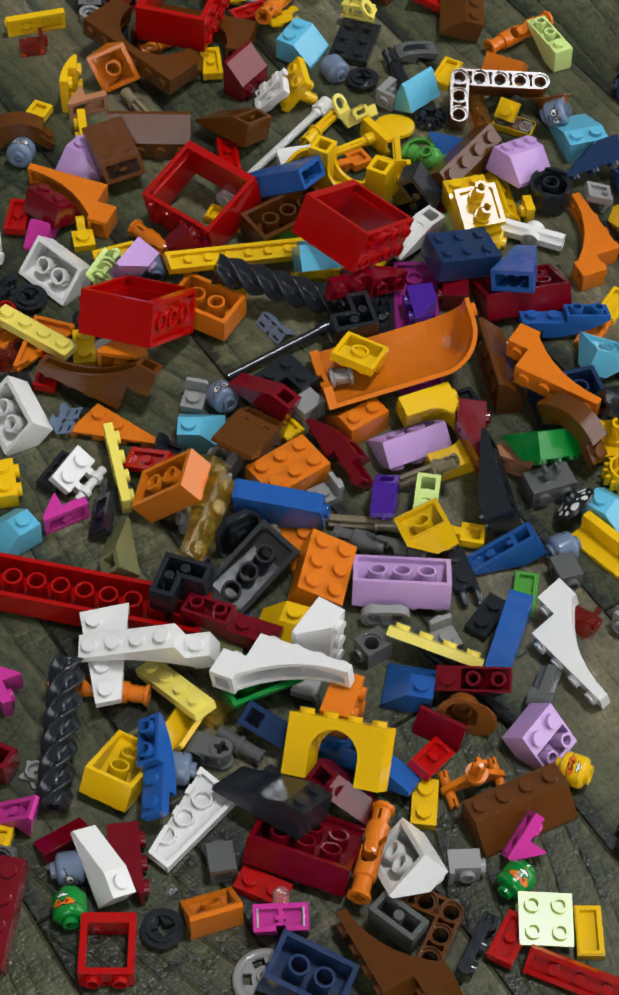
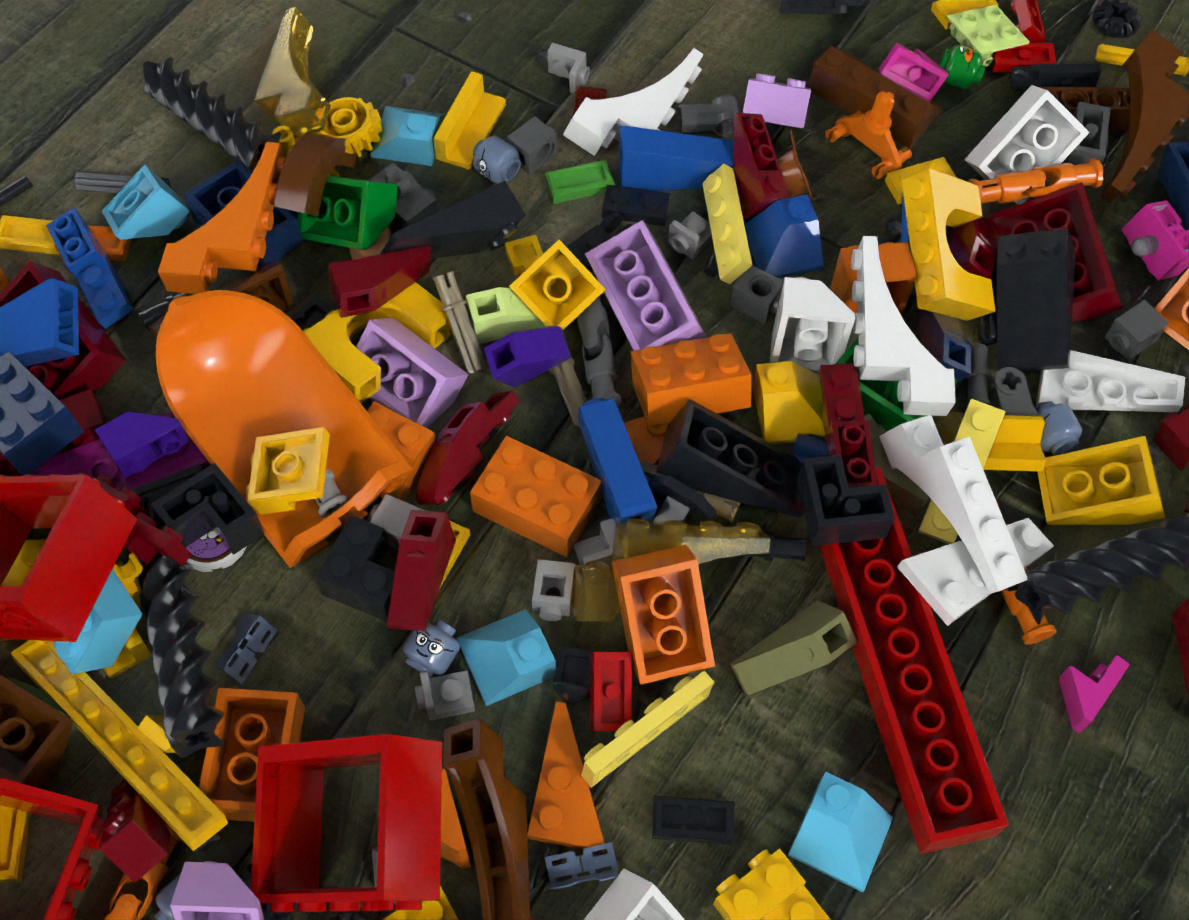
camera: 115 degrees left, 10 degrees up
(28, 774) = (1174, 587): light grey plate -> none
(61, 516) = (778, 772): dark pink slope -> none
(72, 470) = (689, 791): white plate -> none
(103, 511) = (730, 712): black hinge -> none
(158, 766) = (1097, 426): blue slope -> none
(250, 434) = (506, 558): reddish brown slope -> none
(258, 884) = (1128, 281): red plate -> none
(320, 329) = (231, 569): black bar -> none
(331, 489) = (539, 437): light grey bracket -> none
(384, 615) = (705, 303): light grey plate -> none
(430, 759) = (872, 182): red plate -> none
(432, 723) = (823, 193): dark red slope -> none
(464, 865) = (974, 115): light grey brick -> none
(508, 551) = (542, 214): blue slope -> none
(573, 503) = (435, 146): black dish -> none
(576, 769) = (797, 57): yellow head -> none

